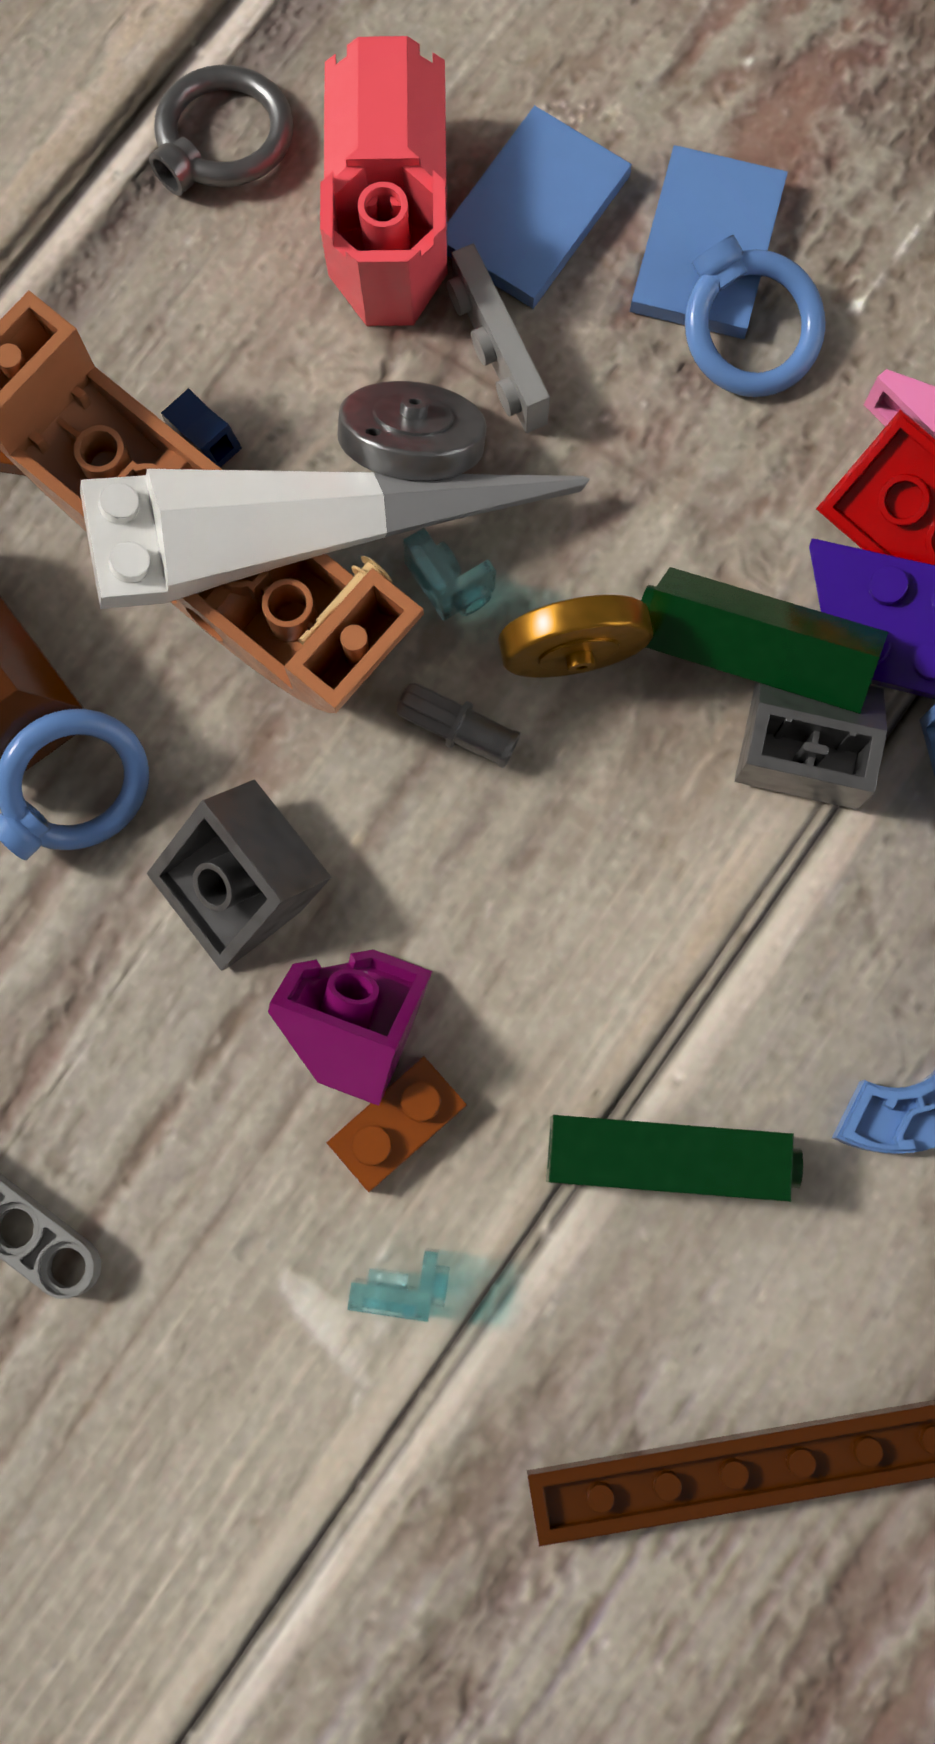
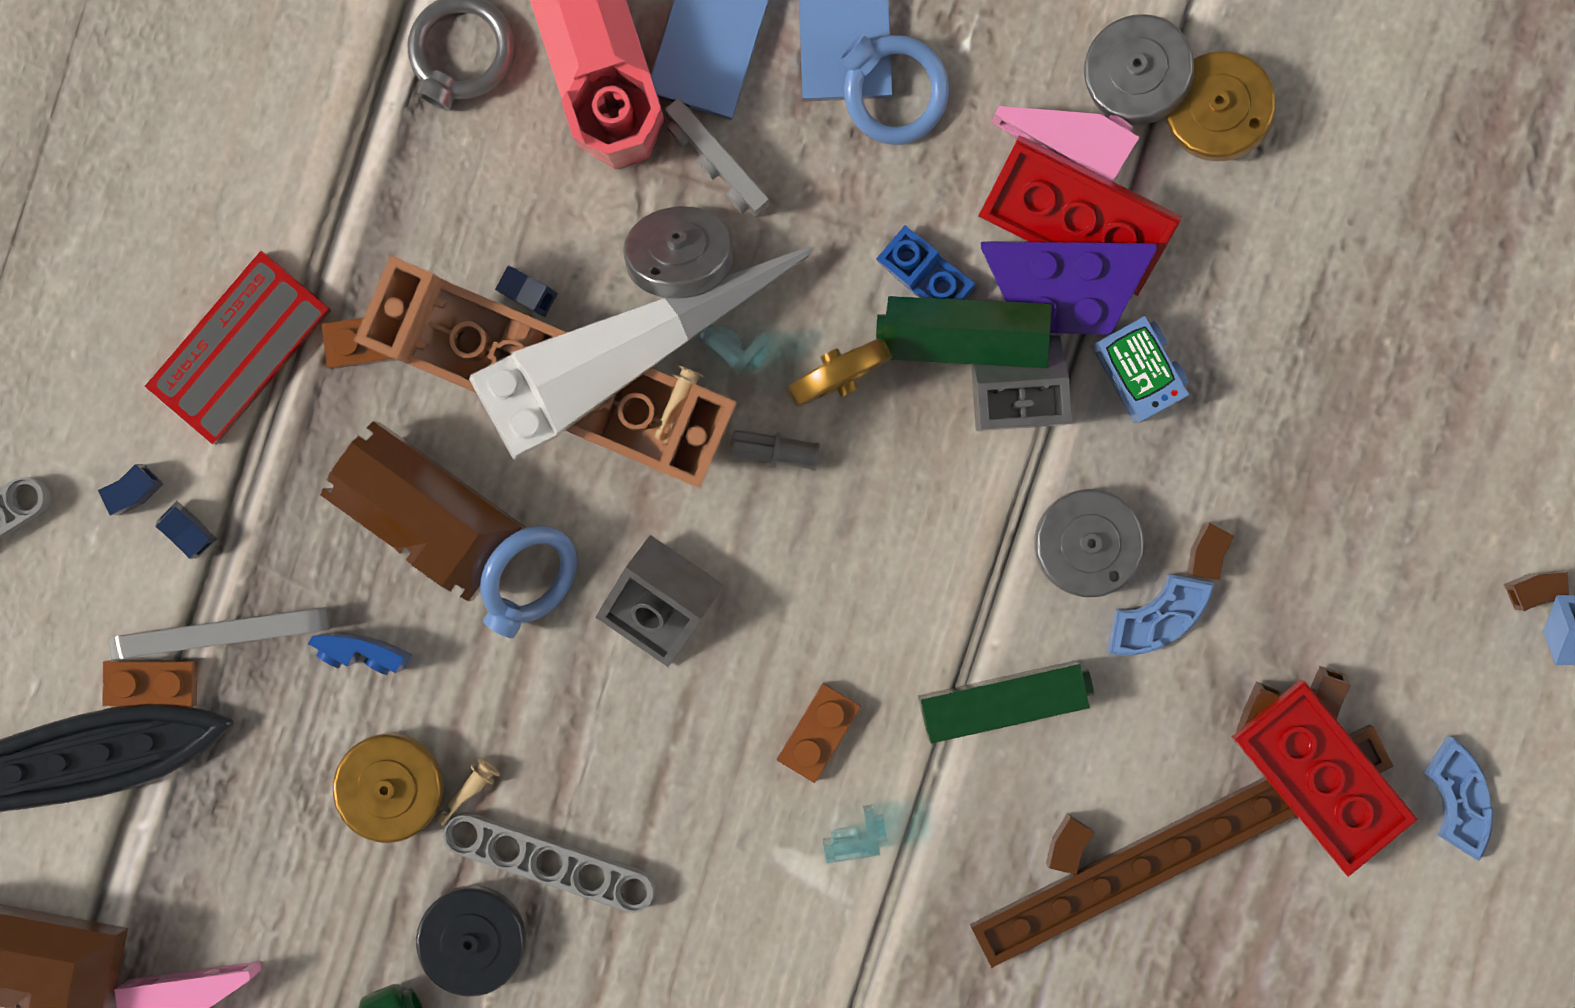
camera: 20 degrees left, 10 degrees up
(351, 1018) = (767, 674): magenta slope -> none
(702, 1397) = (1068, 845): none -> reddish brown piece
(721, 547) = (923, 269): none -> blue slope
(849, 974) = (1089, 543): none -> flat silver wheel

